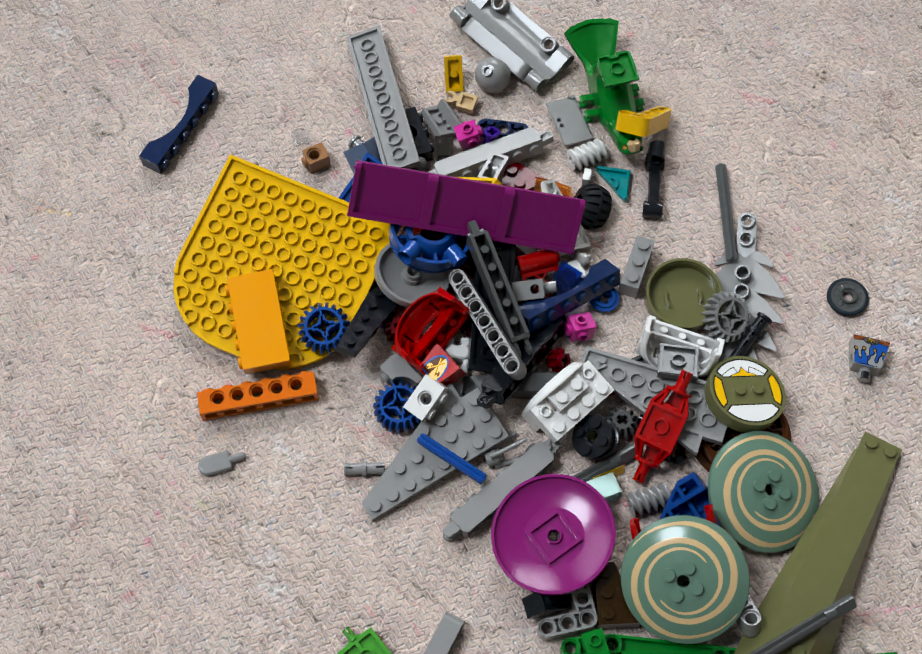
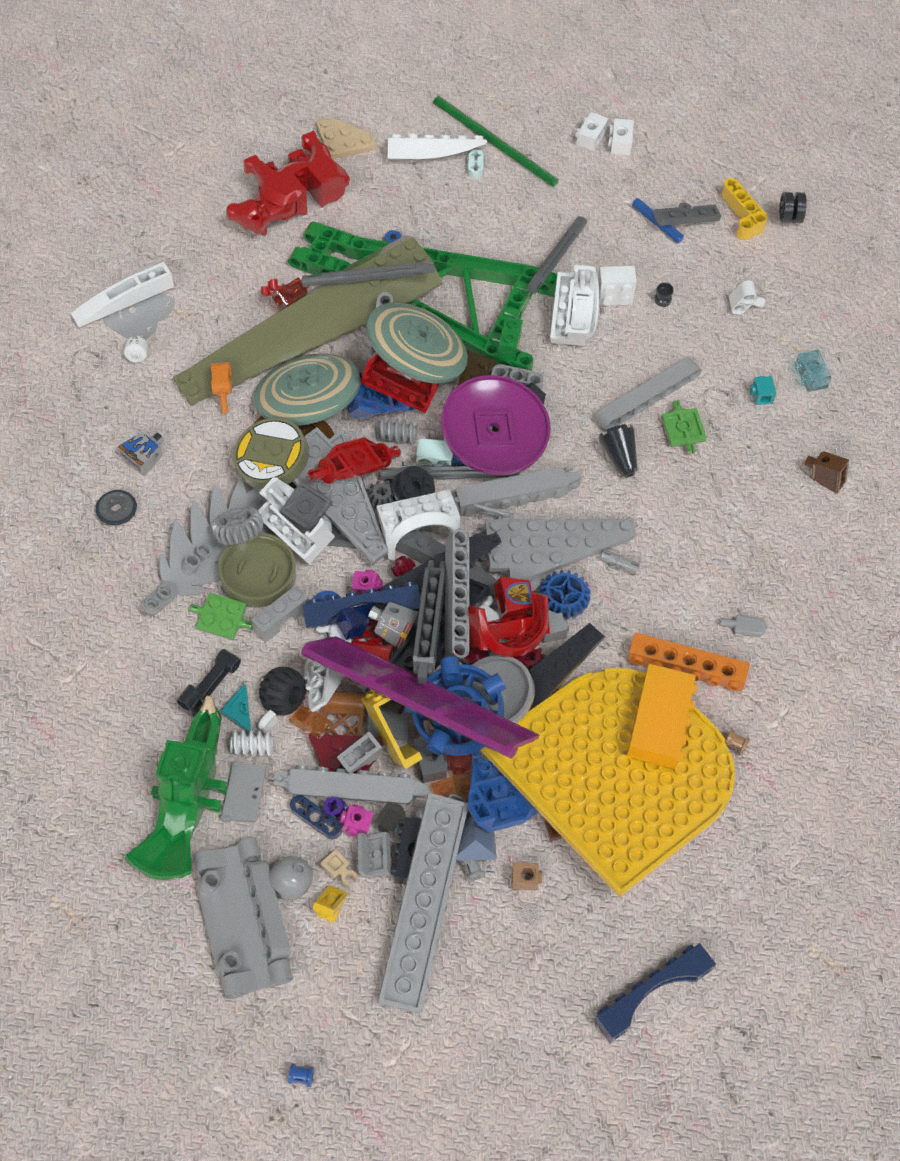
camera: 155 degrees left, 5 degrees down
(186, 344) = (737, 742): none -> medium nougat bush
(316, 329) = (614, 685): blue gear -> none
(416, 404) = (542, 570): white brick -> none
(419, 589) = (621, 448): none -> black cone
(452, 458) = (545, 521): blue axle -> none
(643, 123) = (198, 723): yellow beam -> none
(685, 244) = (221, 616): none -> bright green plate
(726, 212) = (161, 628): dark grey axle -> none
(754, 330) = (222, 506): black pin -> none
(848, 450) = (221, 383): none -> orange beam
(867, 596) = (284, 294): none -> clear red torso

